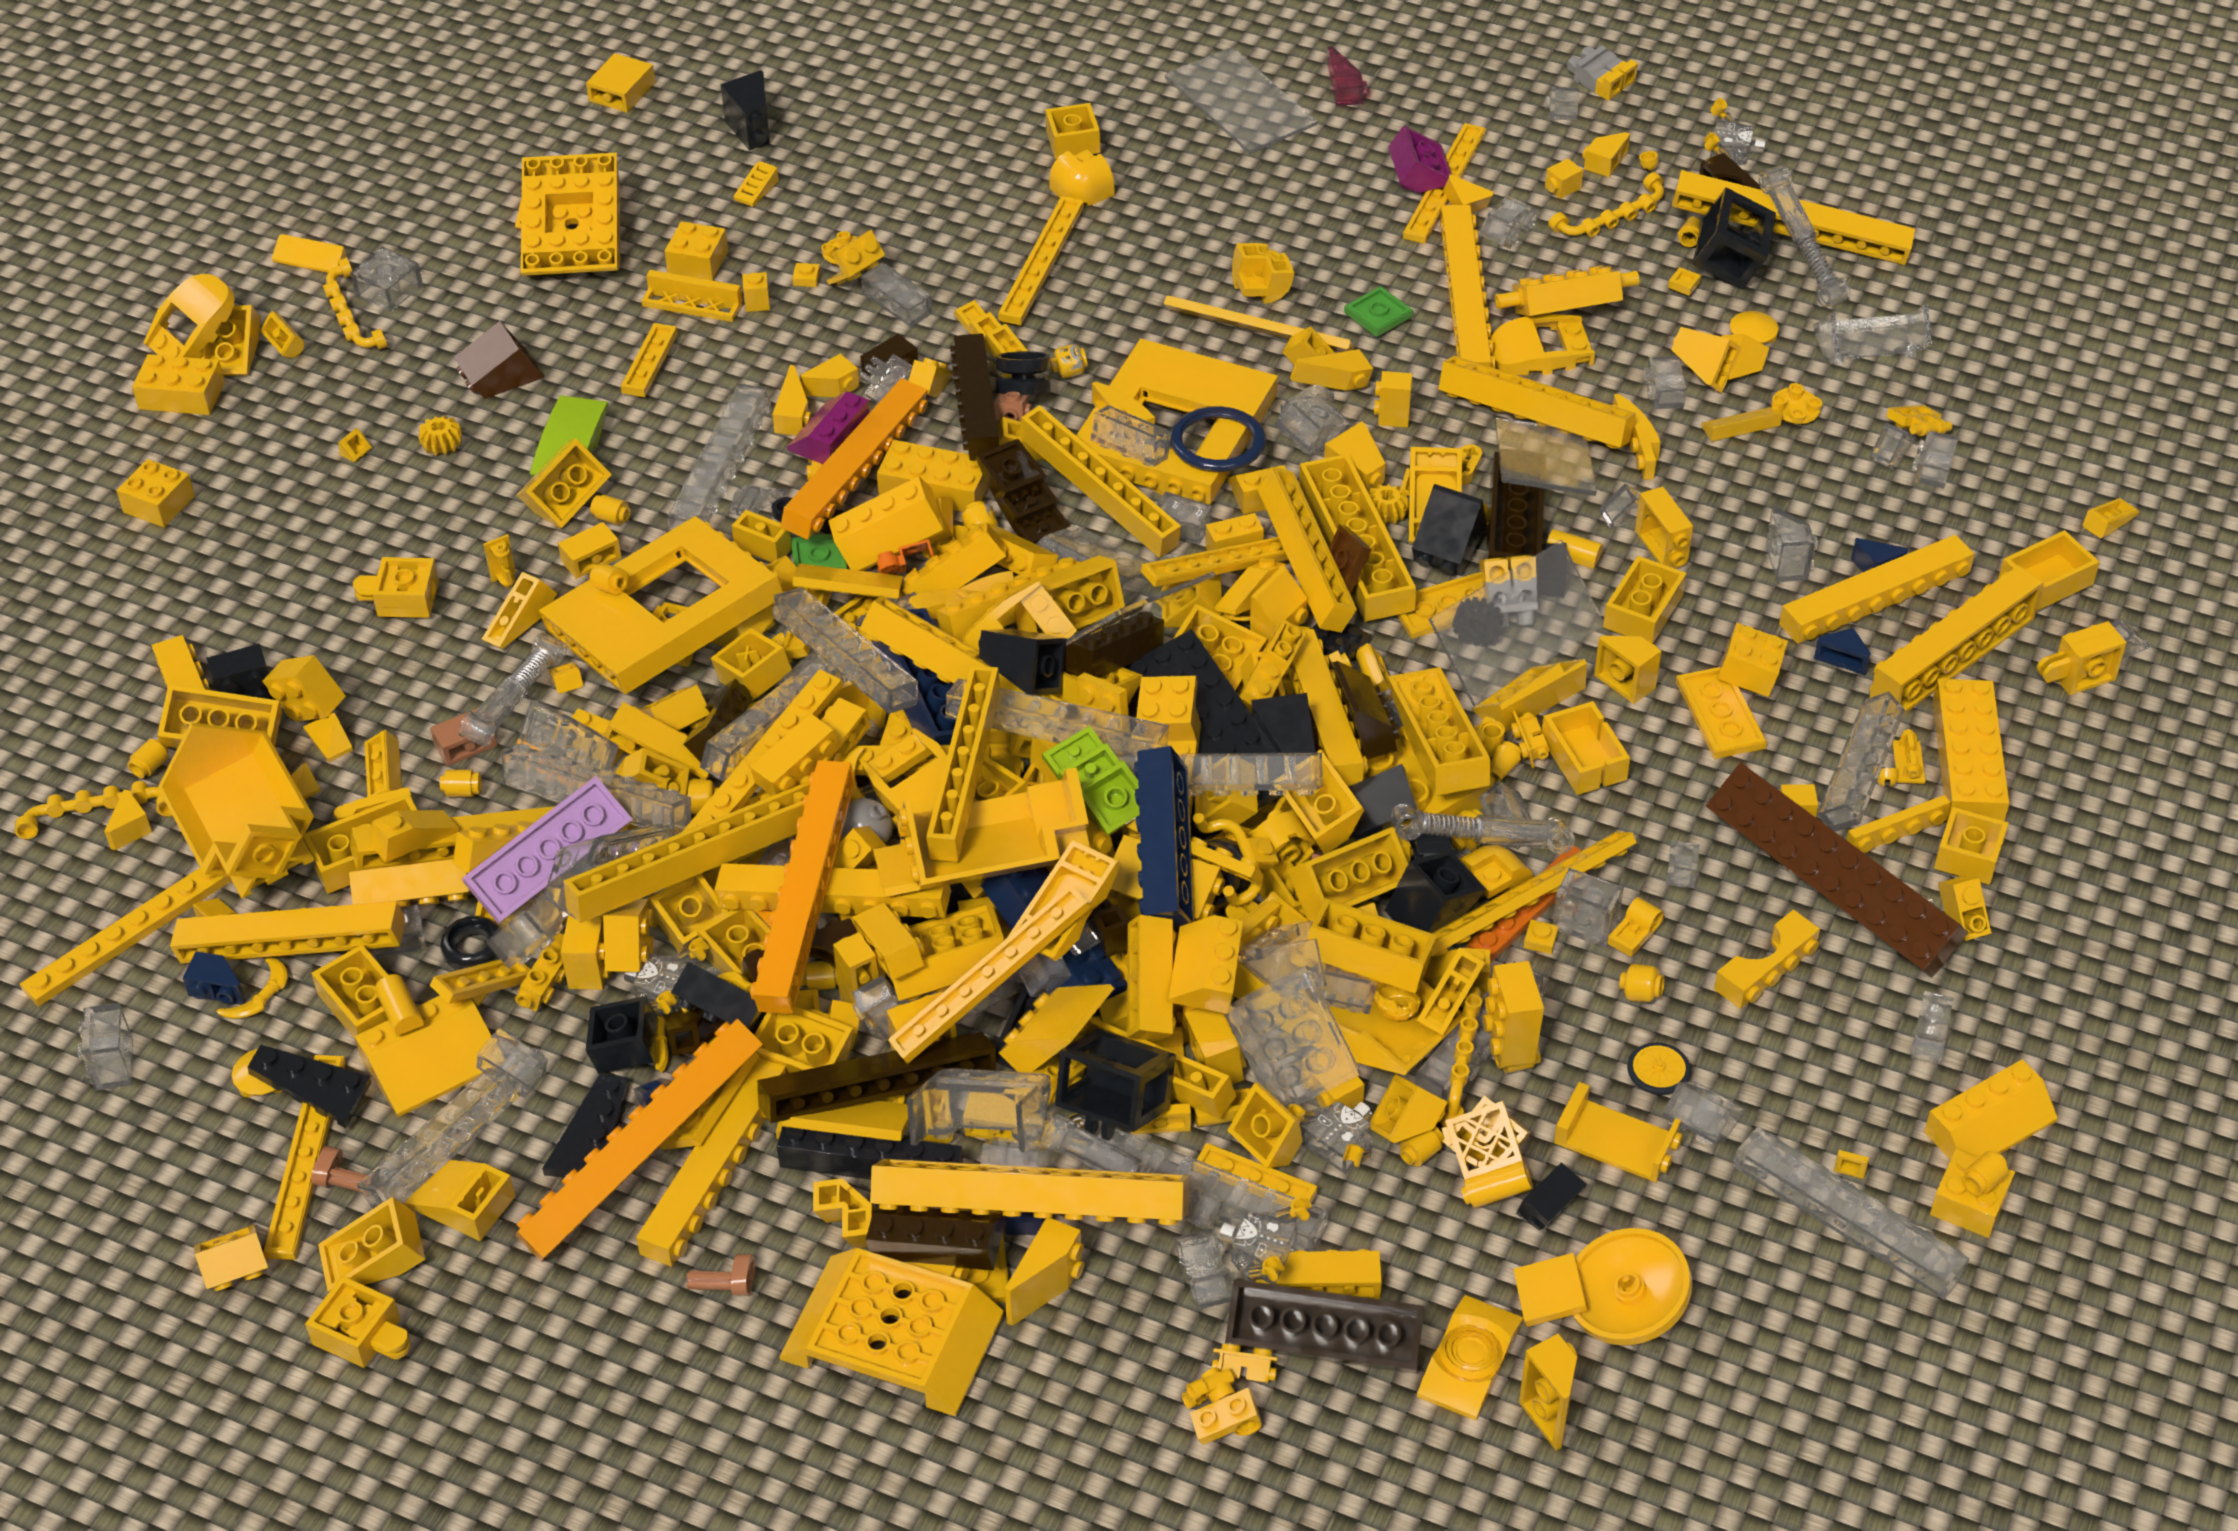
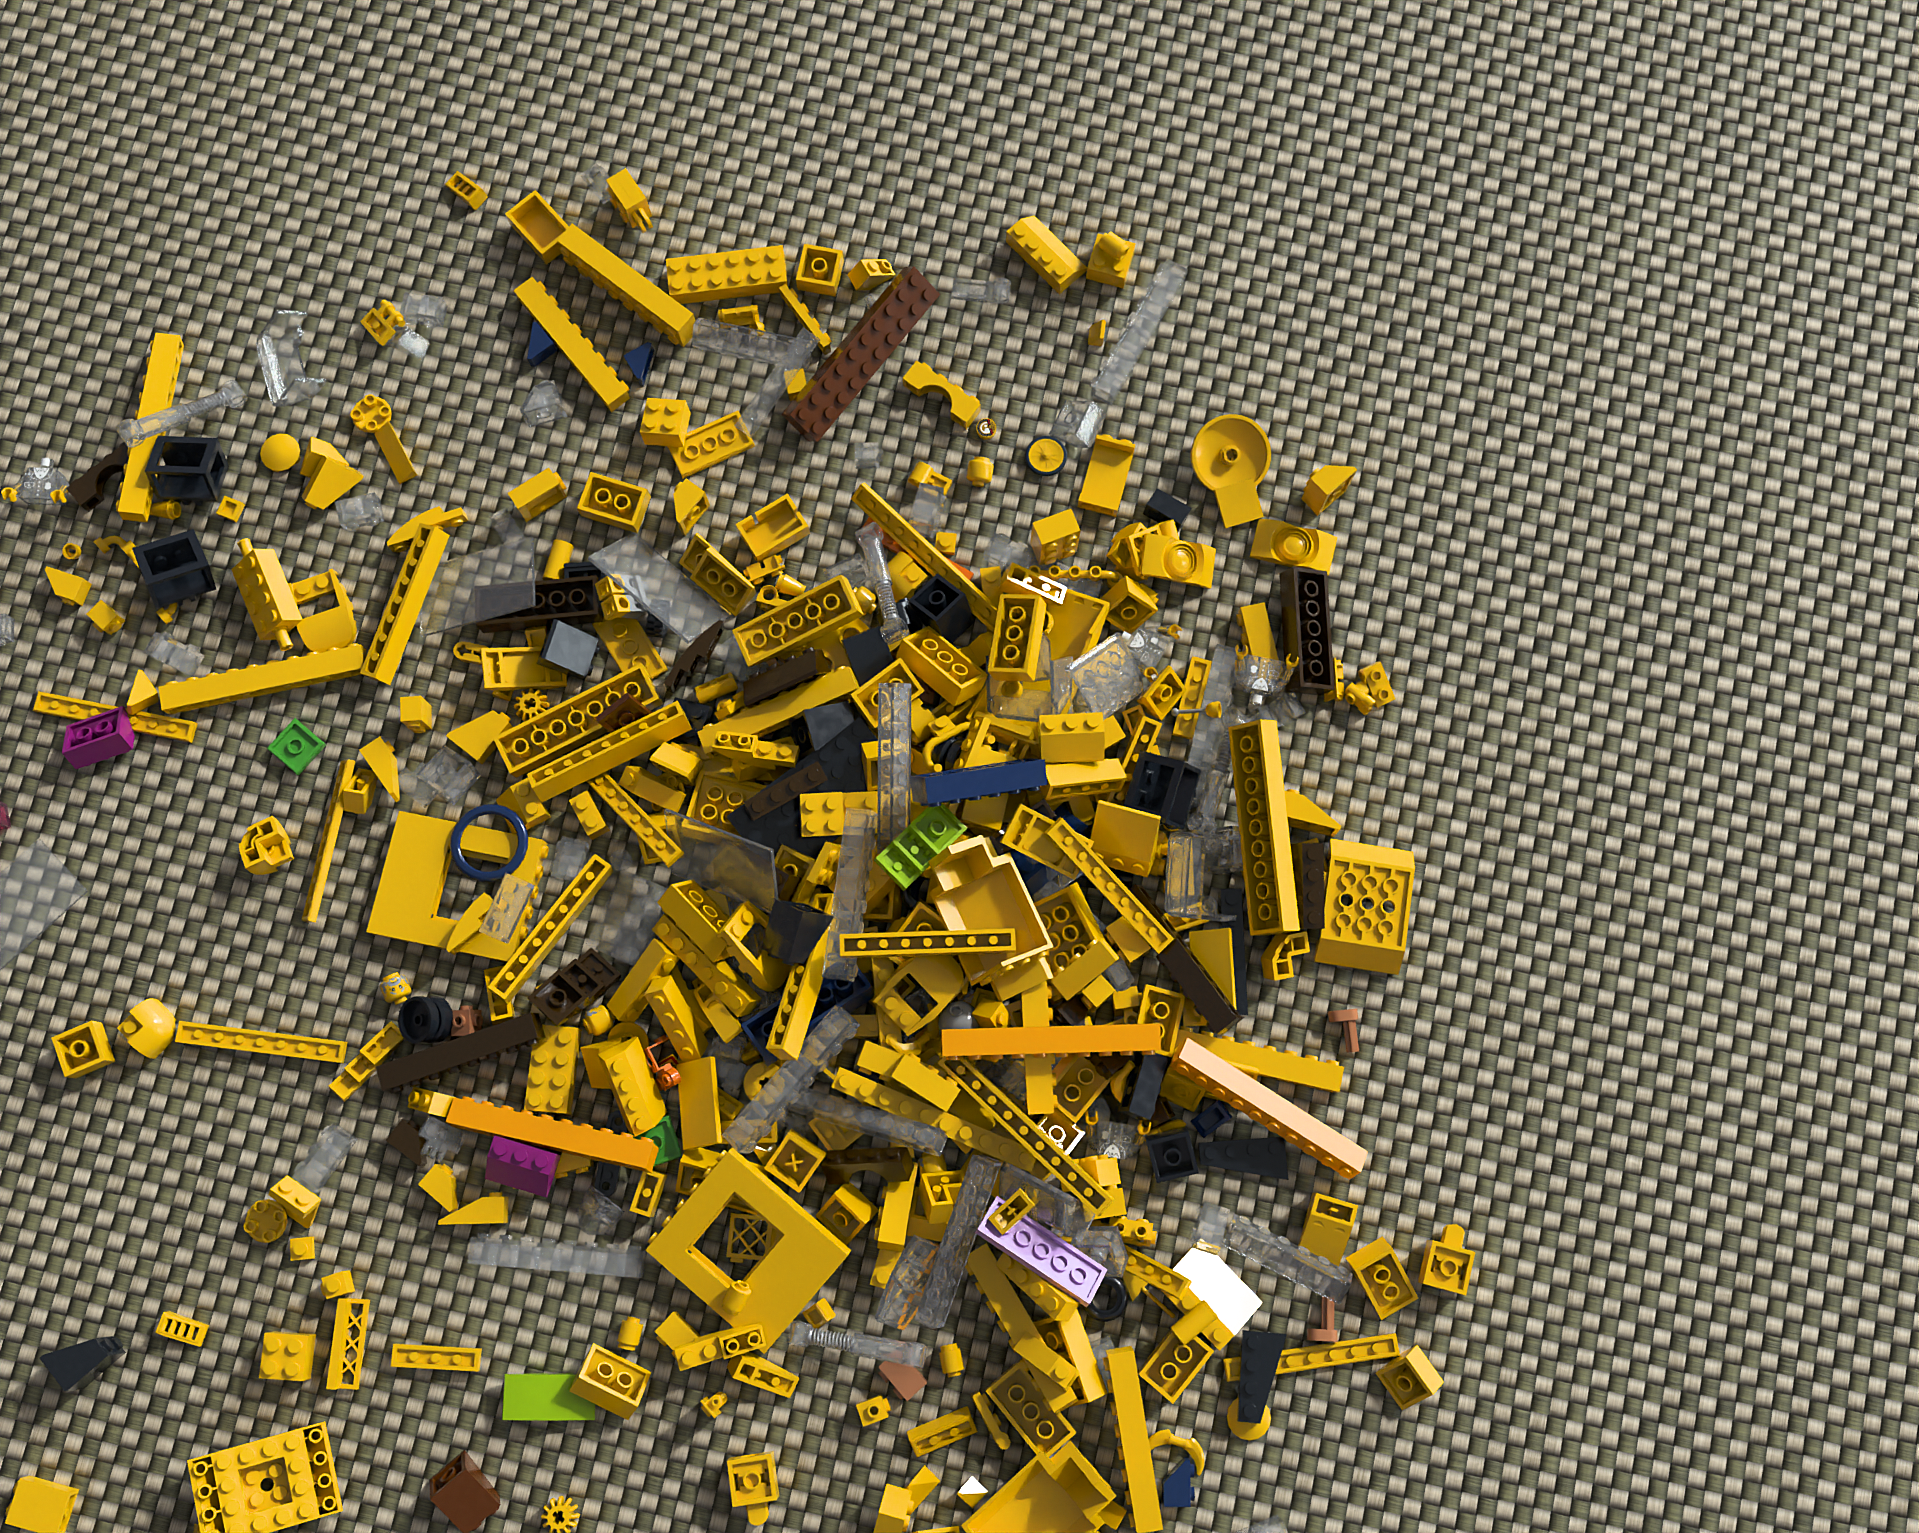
camera: 100 degrees left, 30 degrees up
(436, 708) = (873, 1409): none -> yellow brick
(564, 564) = (720, 1344): none -> yellow slope
(603, 814) = (1011, 1211): none -> yellow slope
(1211, 682) = (784, 791): none -> dark brown arch
(1227, 1178) = (1212, 710): none -> hinge
(1415, 642) = (698, 651): none -> dark brown slope
(1463, 1182) = (1177, 560): none -> yellow slope
(1609, 226) = (174, 569): none -> black piece
(1710, 1007) = (986, 428): none -> tile
(1797, 770) = (777, 382): none -> clear tile

